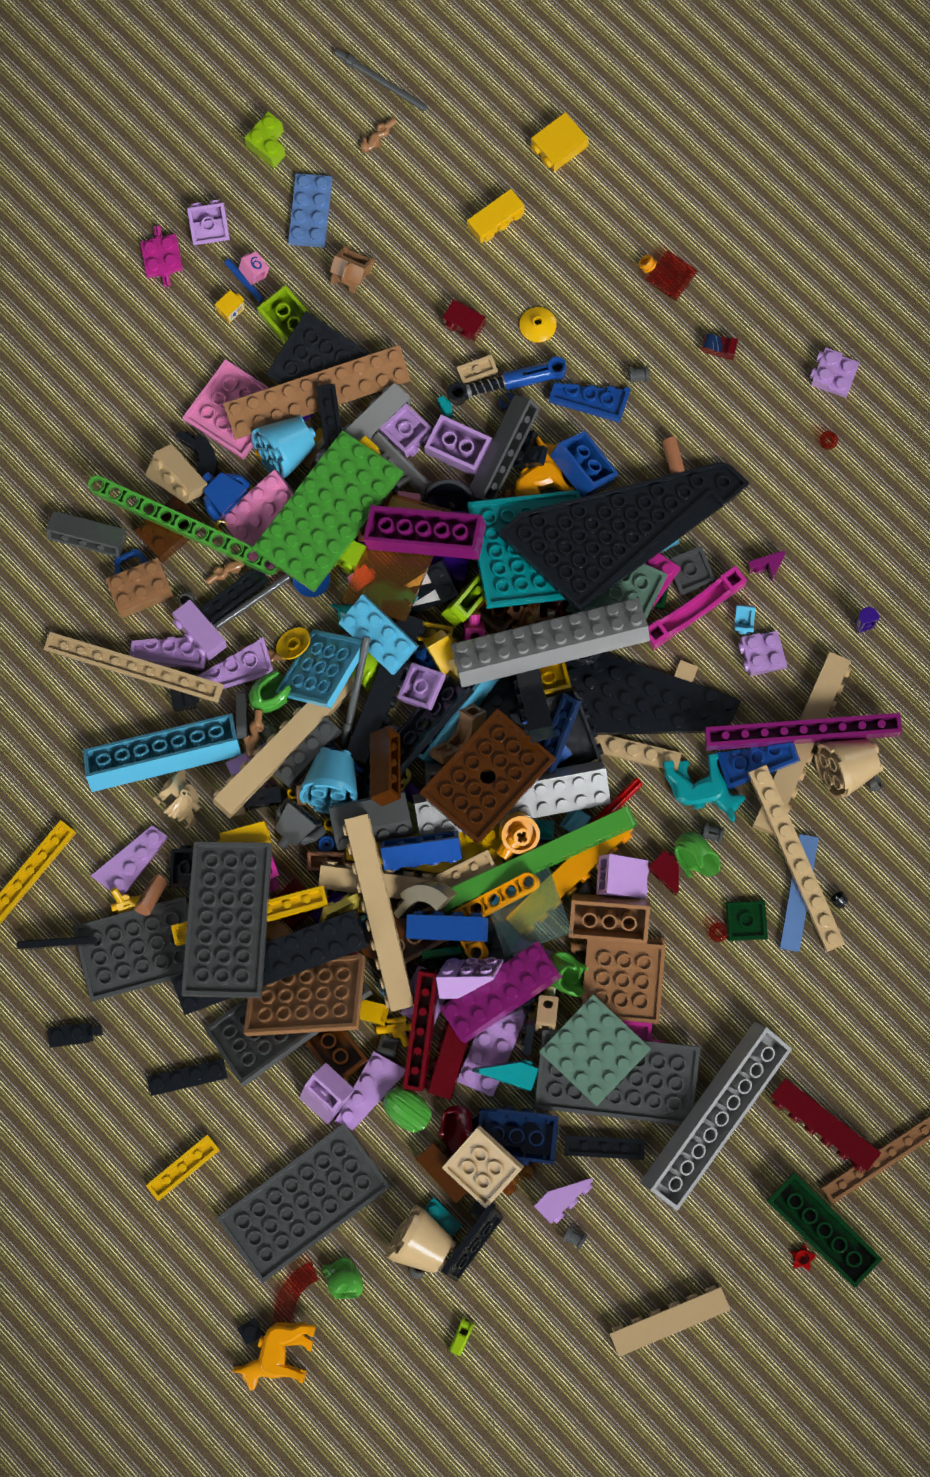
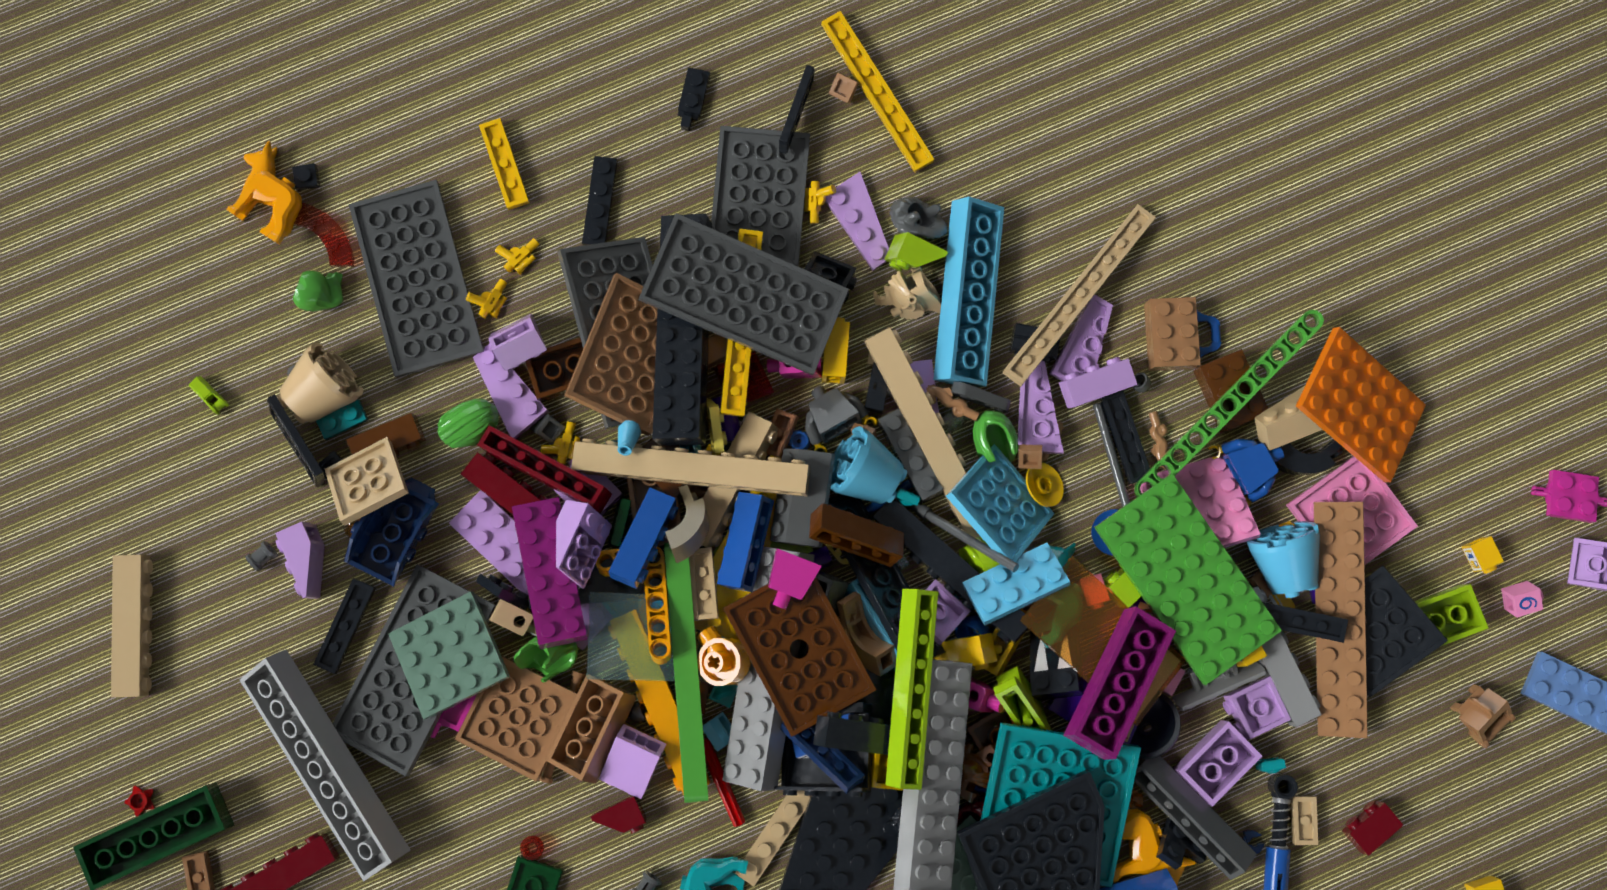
camera: 100 degrees right, 5 degrees up
(25, 913) = (843, 88): none -> medium nougat plate
(86, 534) = (1257, 295): dark grey brick -> none
(115, 814) = (917, 218): none -> dark grey piece
(145, 809) = (911, 252): none -> lime slope
(148, 428) = (1361, 404): none -> orange plate
(150, 895) = (812, 227): nougat brick -> none
(234, 269) = (1496, 587): blue bar -> none
(257, 1126) = (517, 257): none -> yellow piece
(275, 660) = (1030, 456): none -> medium nougat plate
(301, 1134) = (489, 301): none -> yellow piece
(341, 741) = (906, 497): none -> teal tile
(372, 969) = (628, 436): none -> medium azure cone
(373, 1012) = (588, 425): yellow brick -> none
(435, 799) = (791, 577): none -> dark pink torso
(455, 1127) = (426, 470): dark red piece -> none
(485, 680) = (911, 689): none -> lime brick
(514, 1073) = (463, 552): teal slope -> none
(696, 854) = (630, 857): bright green hair -> none

